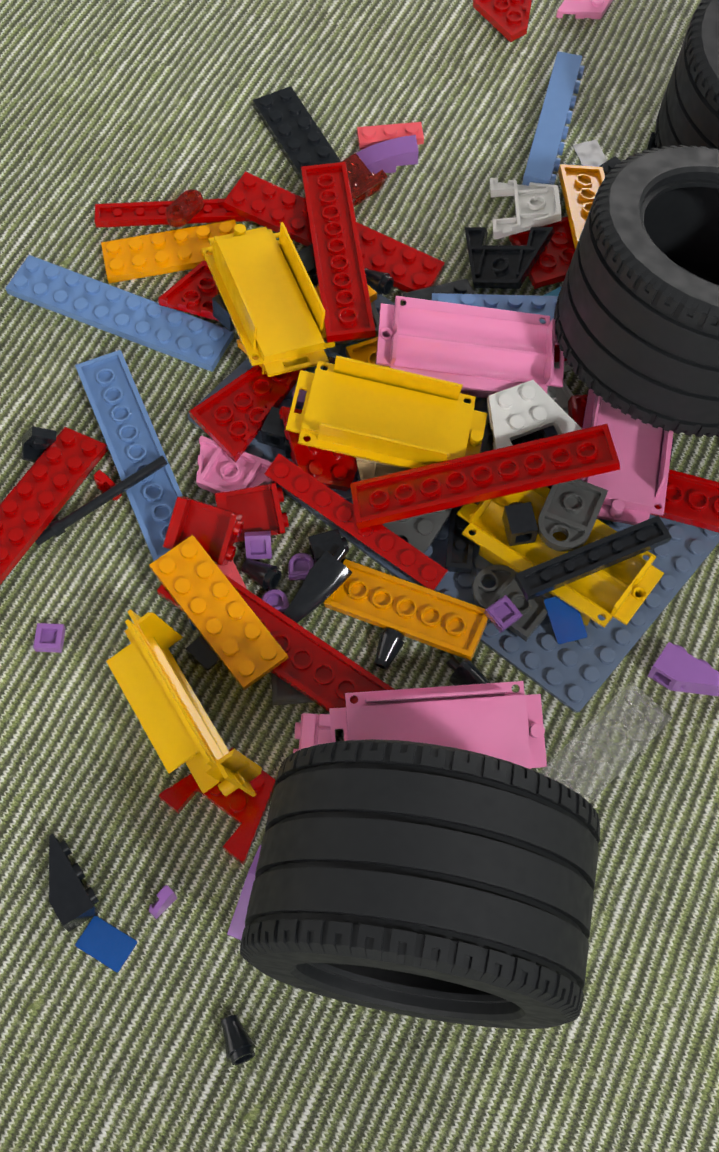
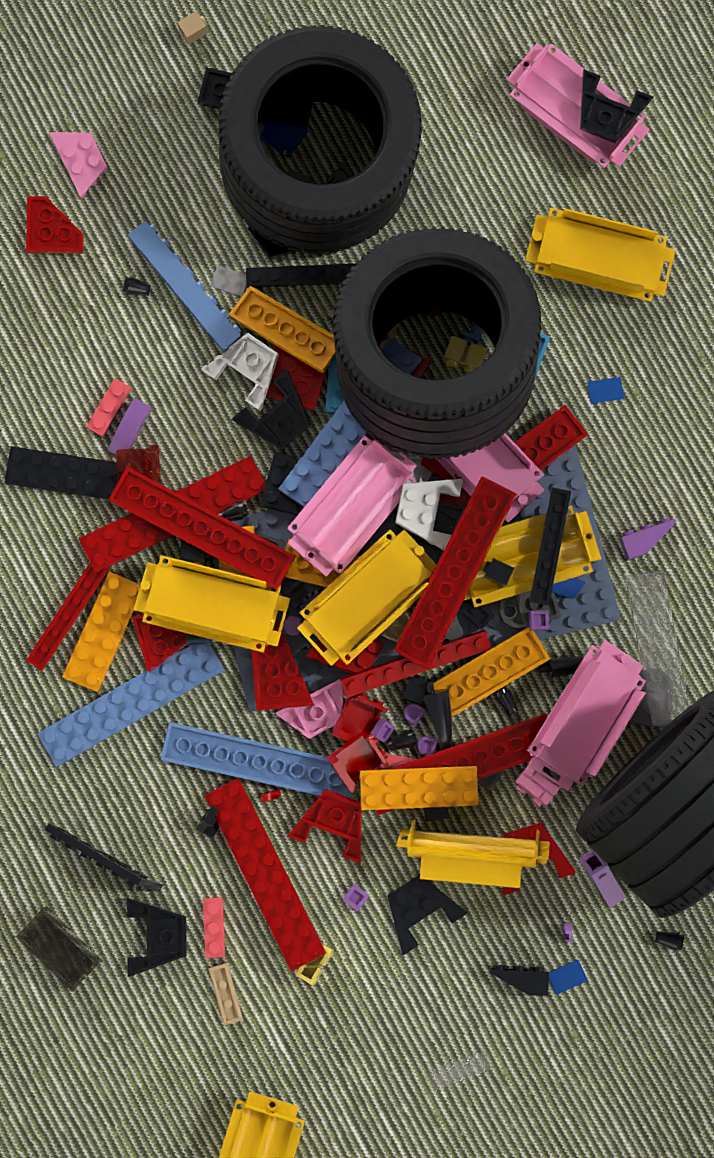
camera: 60 degrees left, 20 degrees up
(58, 526) = (279, 845): black bar -> none
(83, 705) = (415, 902): none -> black wing
(127, 555) = (335, 815): none -> red wing
(186, 206) = (77, 601): clear red plate -> none
(517, 89) = (135, 287): none -> black cone
(570, 510) = (515, 536): dark grey plate -> none

